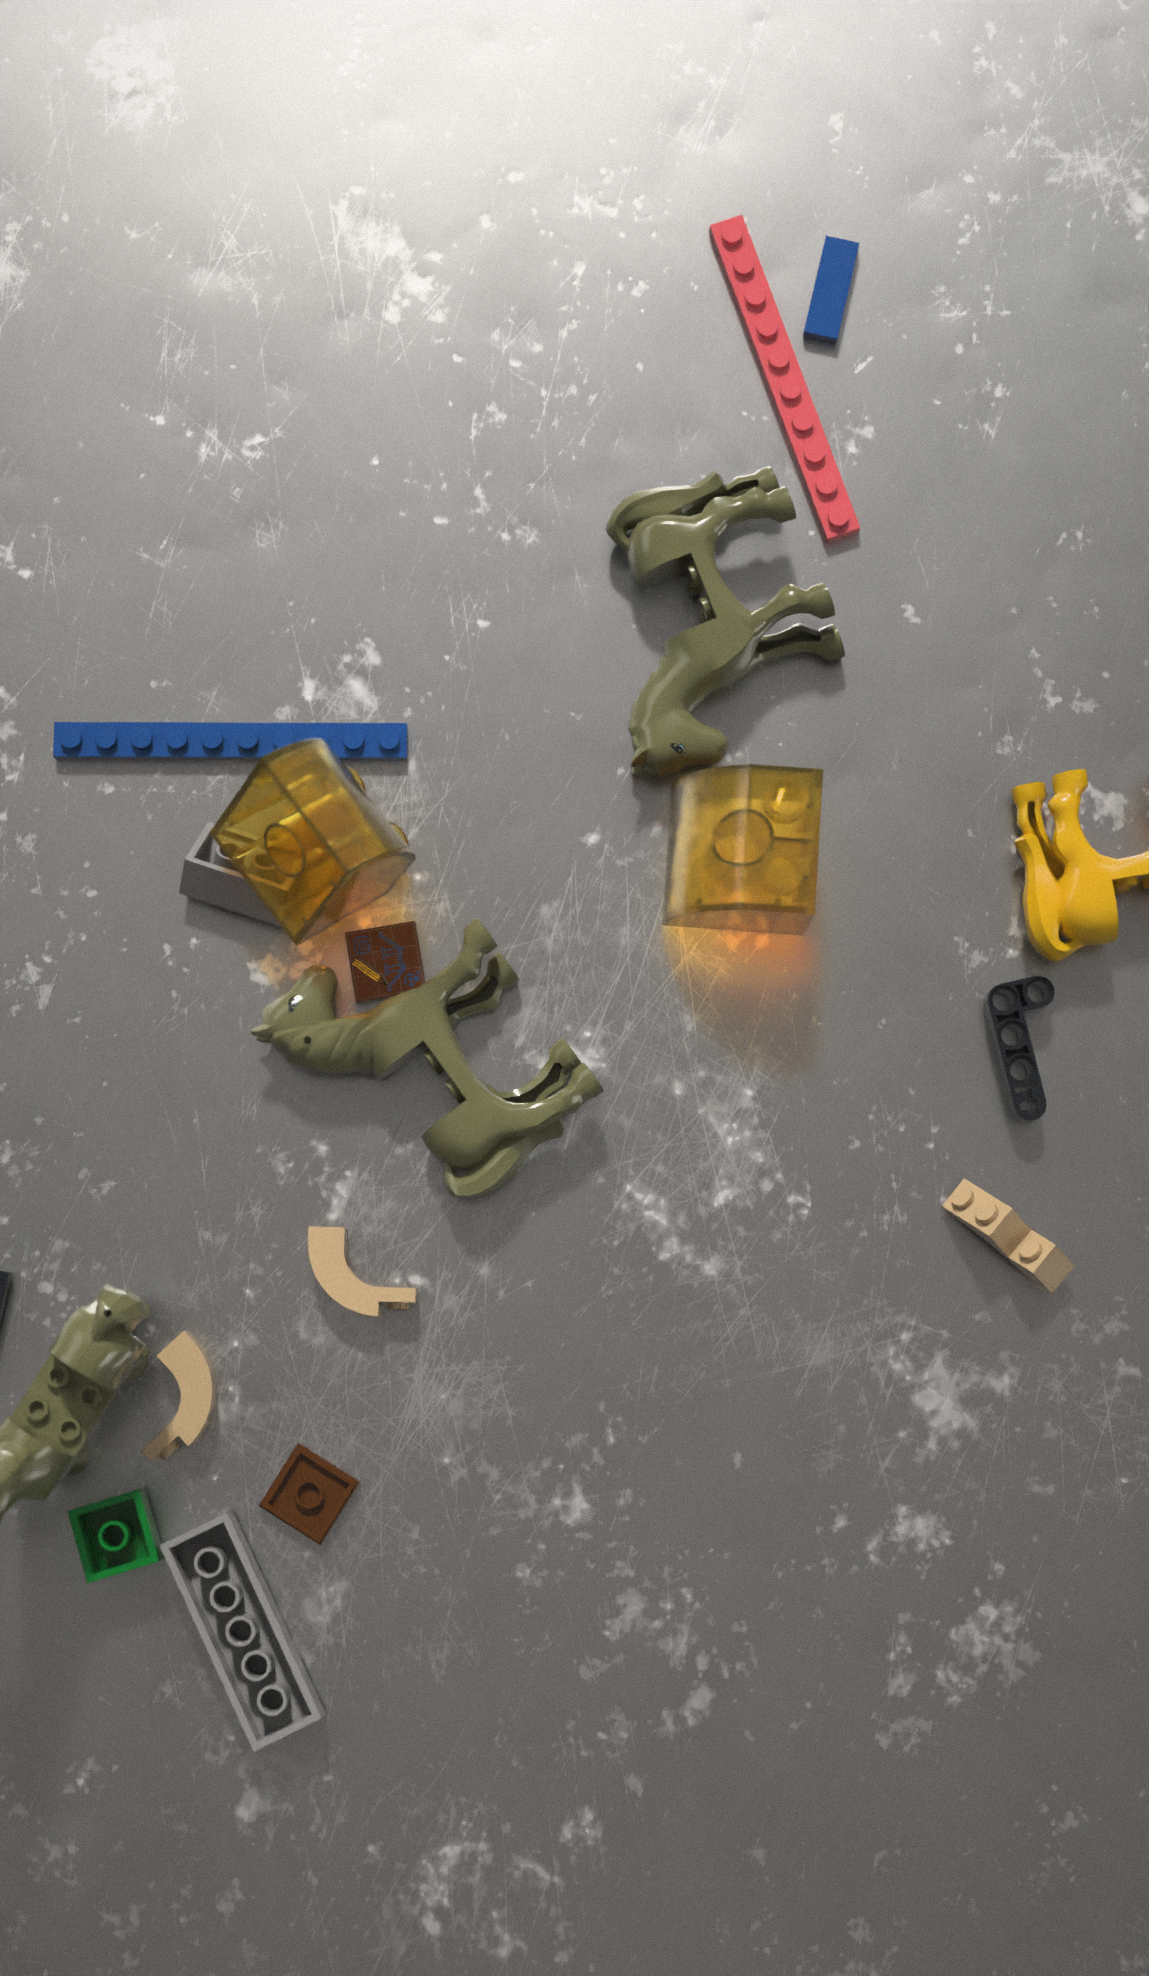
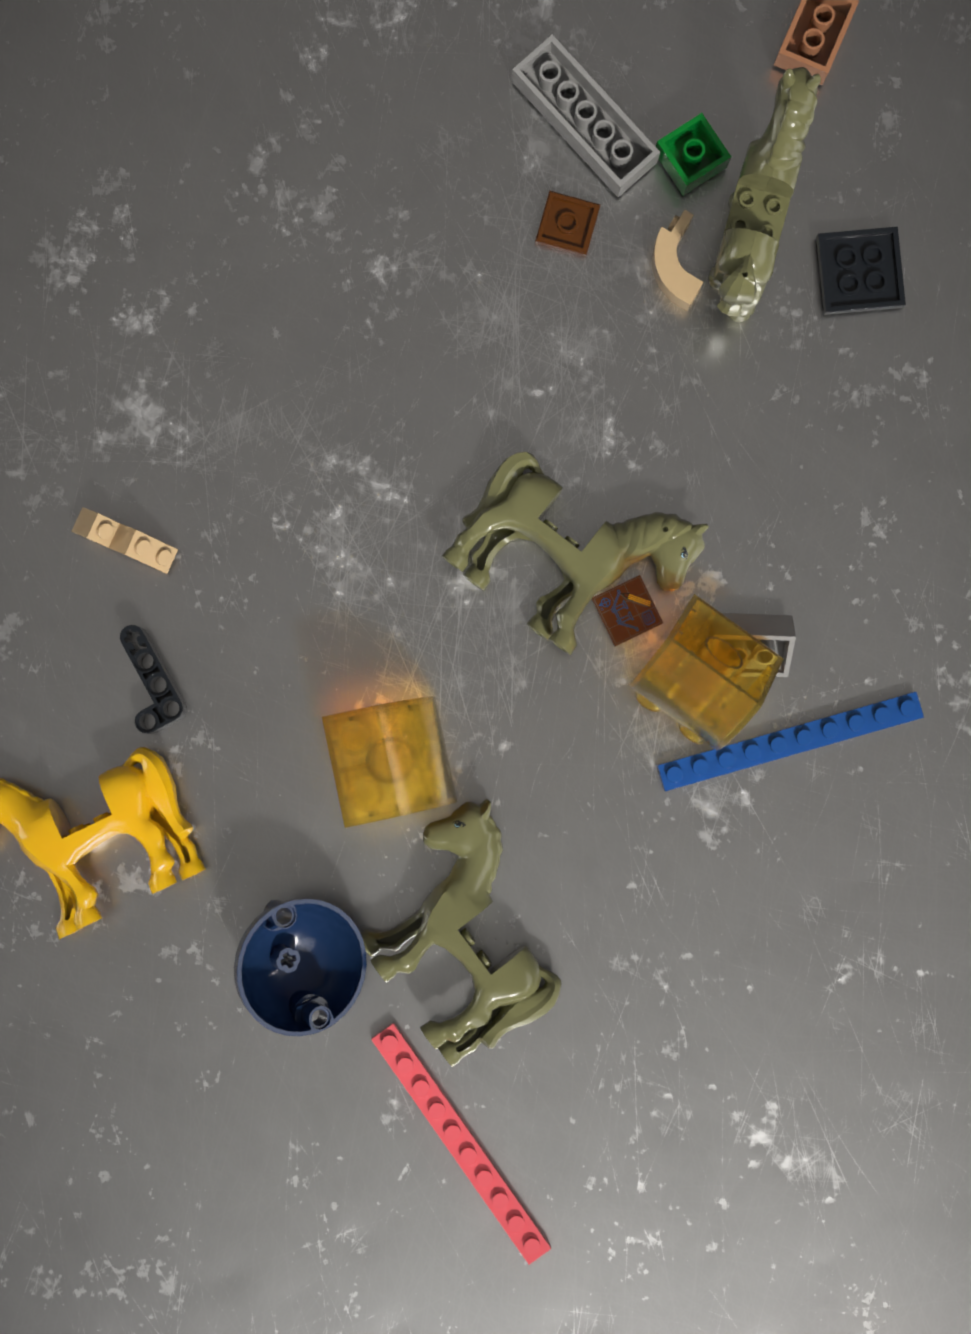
camera: 165 degrees right, 5 degrees up
(331, 1268) = (589, 372): tan arch -> none
(831, 289) = (444, 1224): blue tile -> none
(896, 634) = (321, 965): none -> dark blue piece

